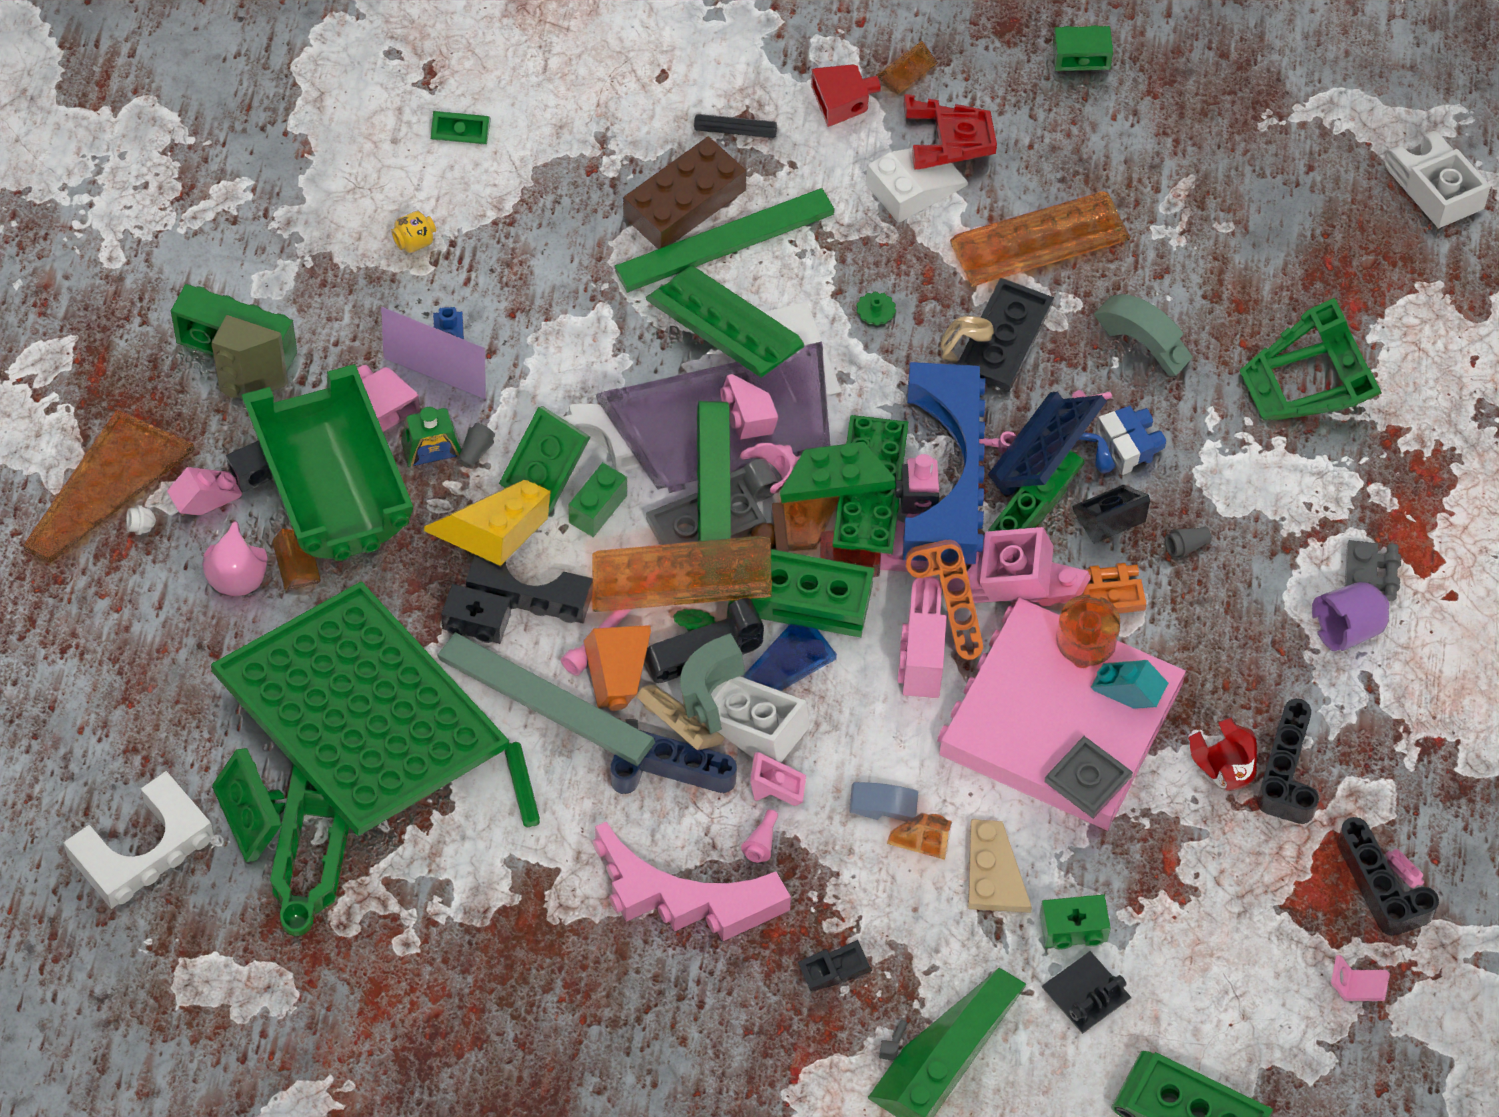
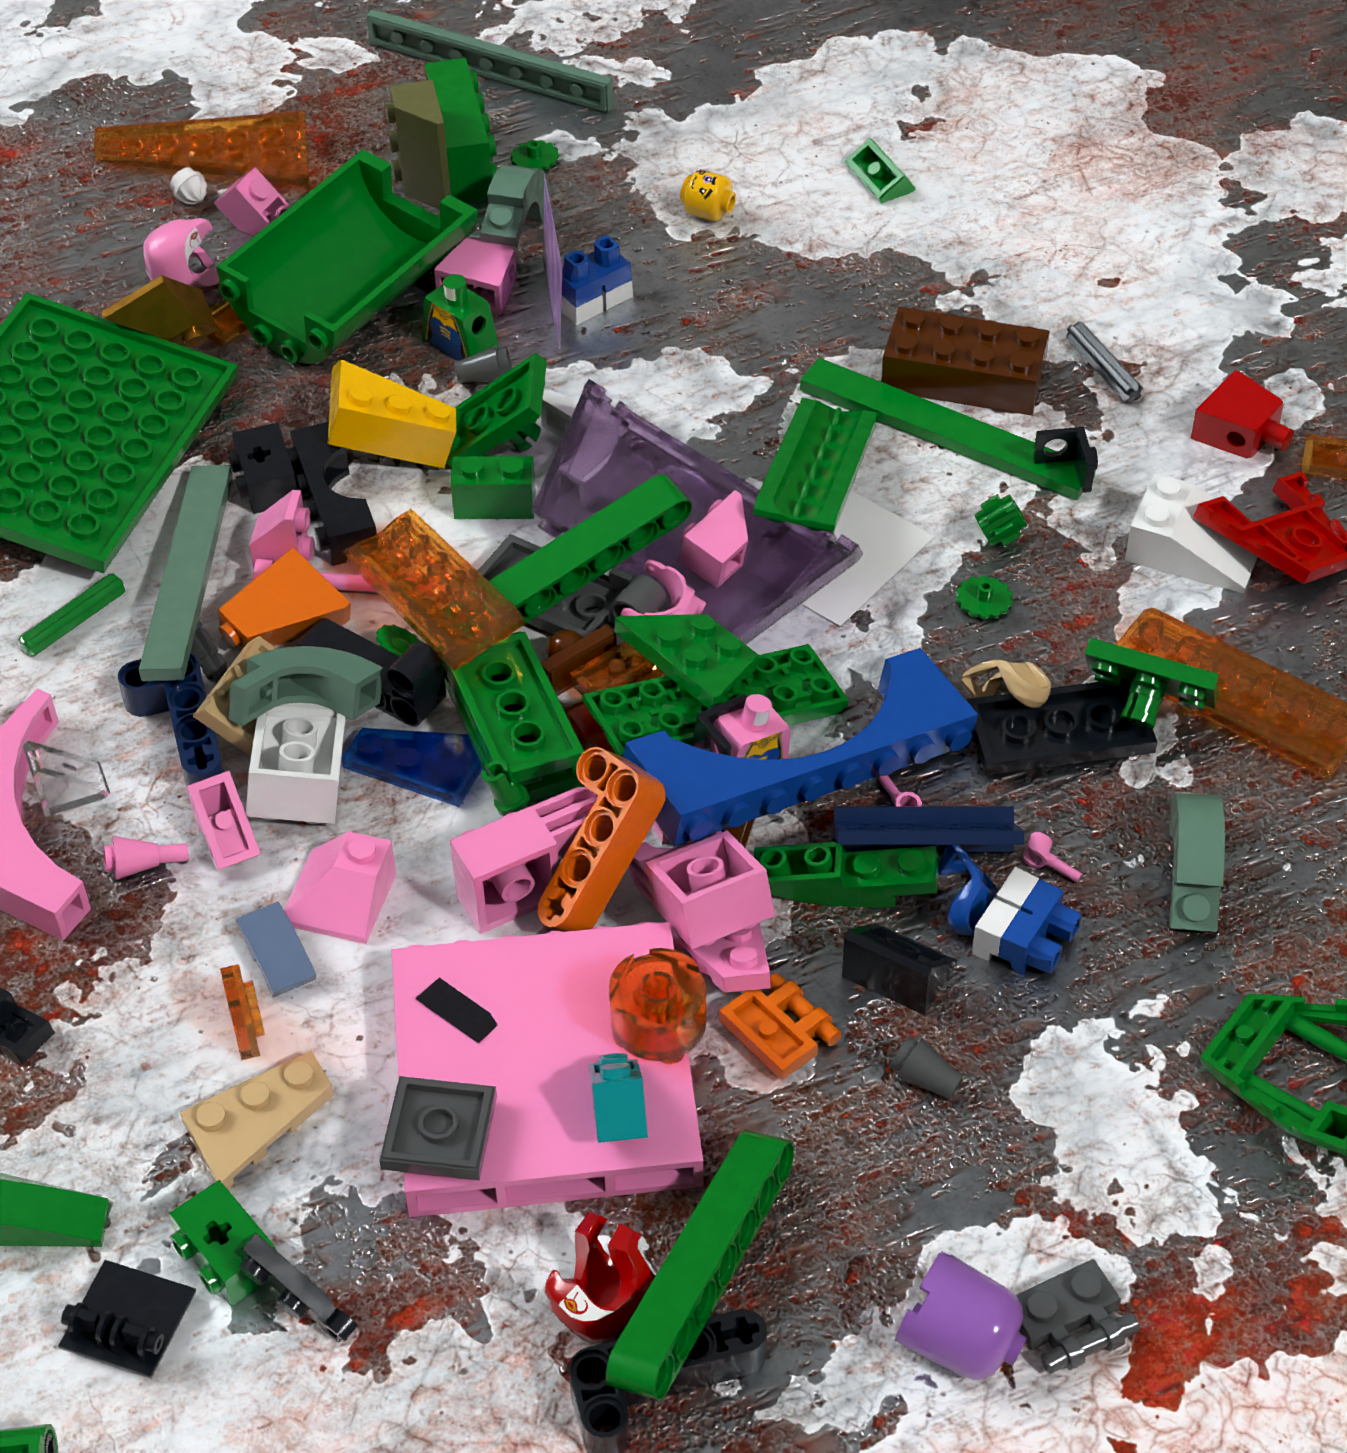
camera: 60 degrees right, 10 degrees down
(151, 273) = (492, 60): none -> sand green tile
(275, 300) = (535, 155): none -> green piece
(290, 596) = (166, 311): none -> pearl gold slope
(348, 336) = (513, 196): none -> sand green arch
(557, 633) = (281, 528): none -> bright pink slope
(670, 851) = (64, 778): none -> clear slope
(817, 188) = (1076, 450): none -> black bracket
(833, 261) = (1001, 520): none -> green gear
(862, 745) = (343, 887): none -> bright pink slope
(875, 624) = (507, 792): none -> green pin
(1008, 729) = (458, 1010): none -> black sticker
(1028, 272) = (1150, 680): none -> green plate
(1134, 897) = (297, 1292): none -> black plate
(1249, 704) = (700, 1266): none -> green beam

